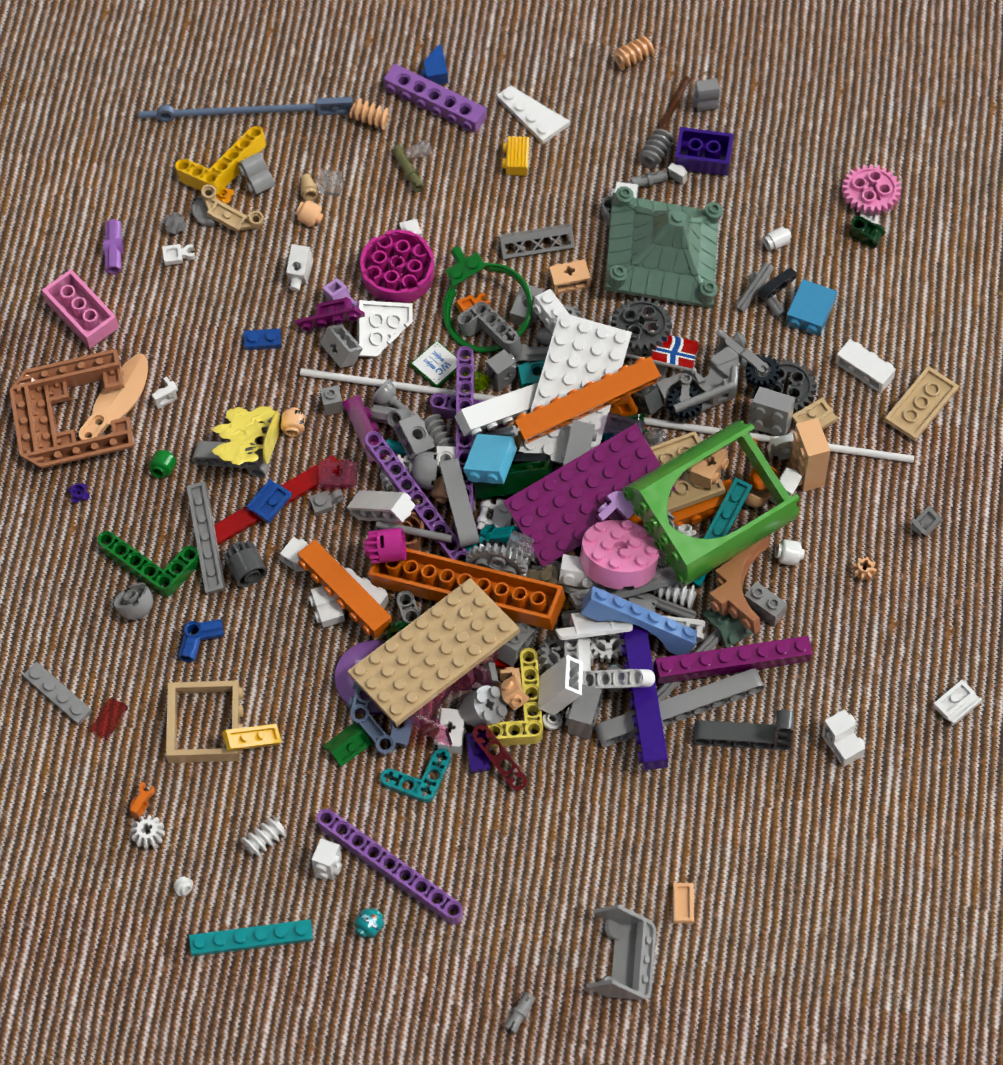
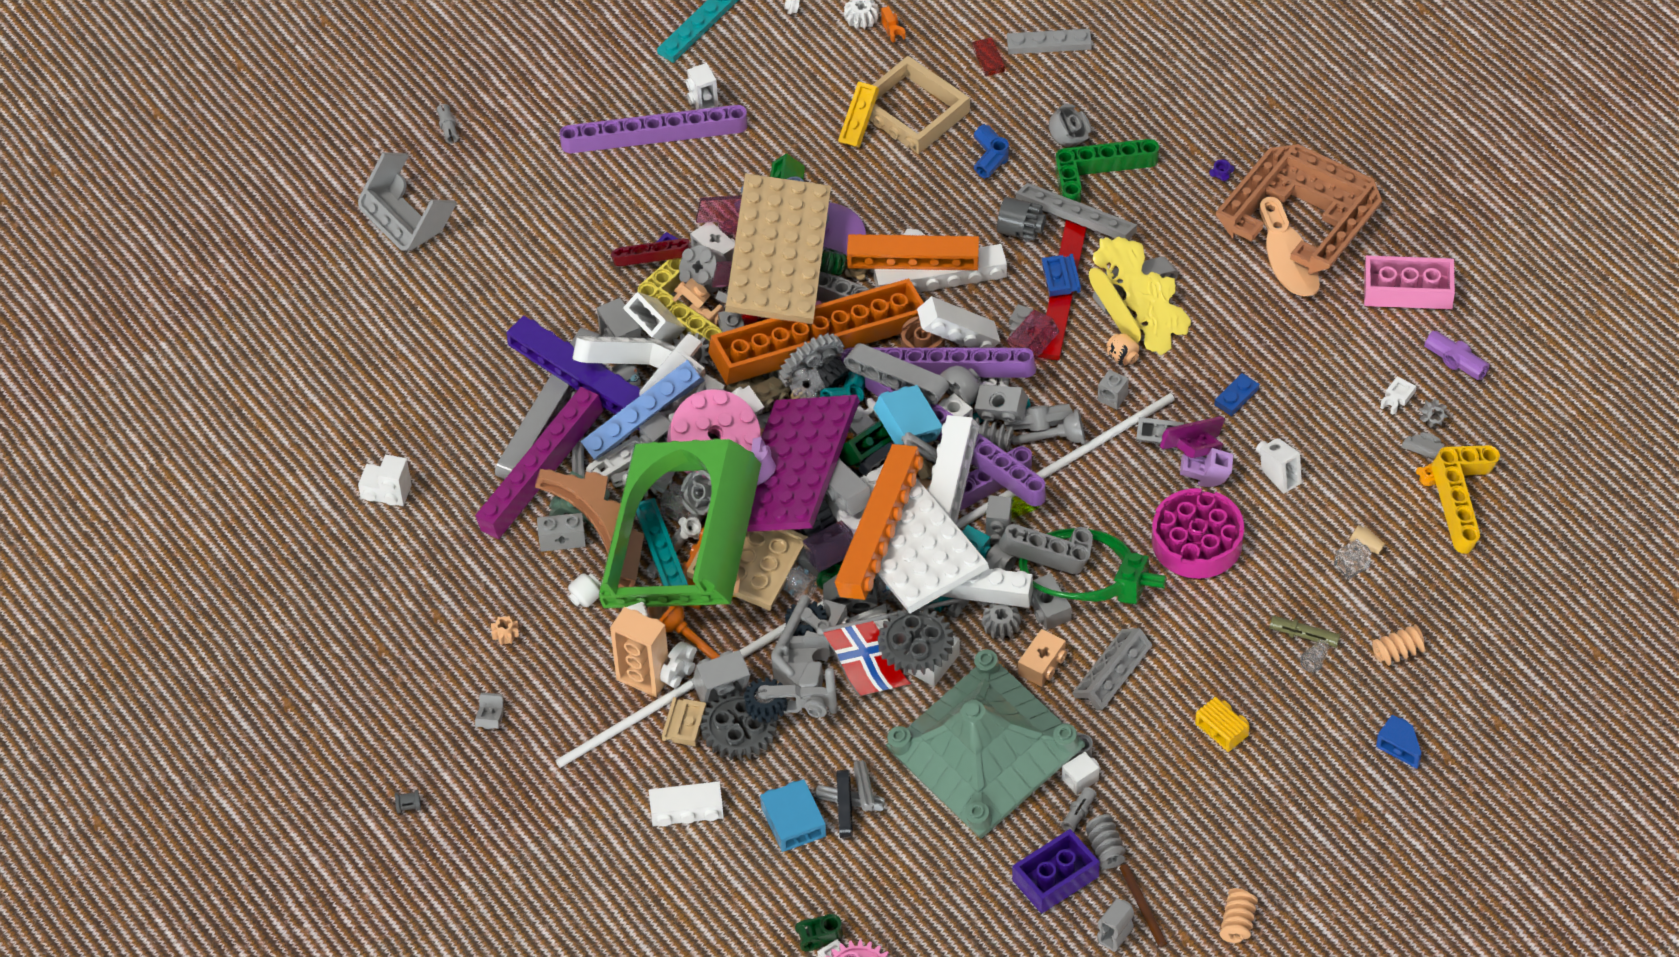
camera: 135 degrees right, 10 degrees down
(162, 464) = (1184, 236): green head -> none
(165, 395) = (1254, 290): white bracket -> none
(227, 215) = (1399, 453): tan plate -> none
(256, 173) = (1421, 504): light grey brick -> none
(263, 836) = (770, 73): white piece -> none
(309, 213) = (1334, 517): light nougat head -> none
(324, 106) = (1448, 619): sand blue bar -> none
(361, 422) = (1061, 392): magenta bracket -> none
(369, 923) = (624, 83): teal head -> none
(381, 324) = (1150, 478): white plate -> none
(386, 545) = (911, 292): dark pink gear -> none
(411, 225) = (1233, 585): white plate -> none
(416, 531) = (899, 337): light grey bar -> none
(419, 785) = (693, 193): teal beam -> none
(422, 91) = (1353, 720): medium lavender brick -> none
(436, 364) = (1067, 496): white tile -> none
(466, 302) = (1097, 564): orange plate -> none
(533, 115) = (1250, 780): white wing -> none
(678, 173) = (1054, 830): white plate -> none
(683, 903) = (399, 284): light nougat tile -> none
(747, 734) = (449, 440): dark grey beam -> none
(777, 238) = (895, 853): white brick -> none
(921, 403) = (599, 815): tan plate -> none
(957, 702) = (317, 592): white plate -> none

